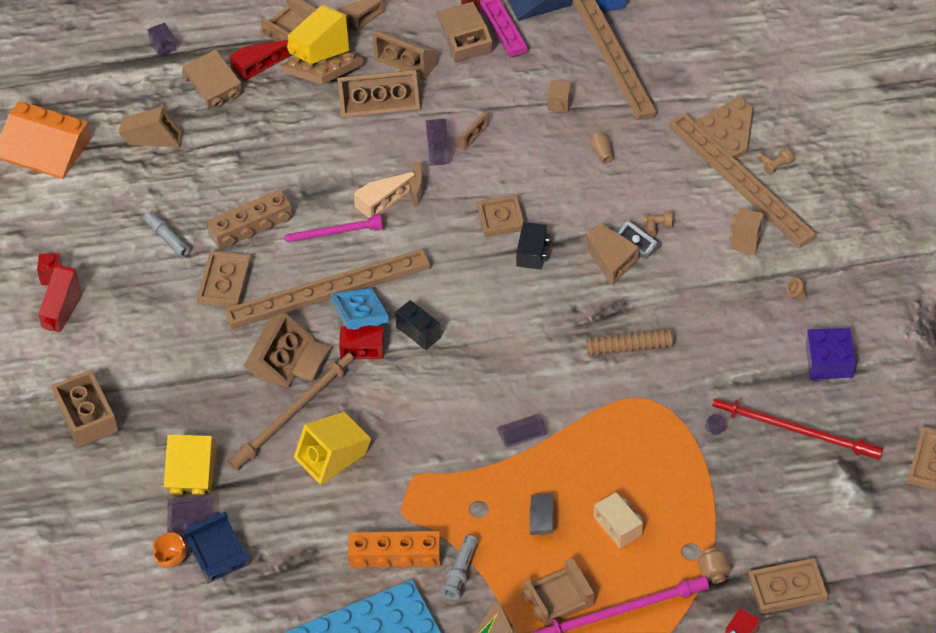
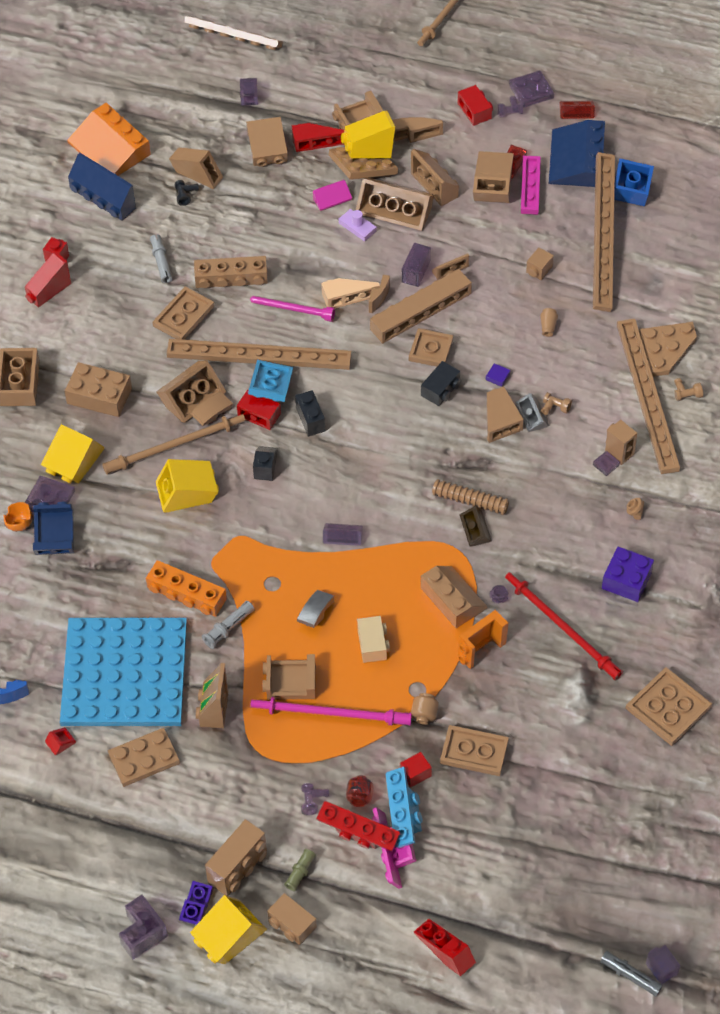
camera: 25 degrees right, 5 degrees up
(62, 185) = (102, 187): none -> dark blue slope
(153, 166) = (184, 198): none -> black piece
(179, 388) = (98, 389): none -> medium nougat brick
(308, 108) = (331, 195): none -> dark pink slope
(351, 126) = (357, 224): none -> lavender tile
(400, 392) = (264, 463): none -> black slope
(465, 180) = (420, 306): none -> medium nougat brick
(582, 216) = (497, 375): none -> dark purple tile
(650, 370) = (475, 527): none -> dark brown slope
(670, 445) = (451, 594): none -> medium nougat slope
(735, 460) = (489, 628): none -> orange panel
(740, 259) = (606, 463): none -> clear purple tile

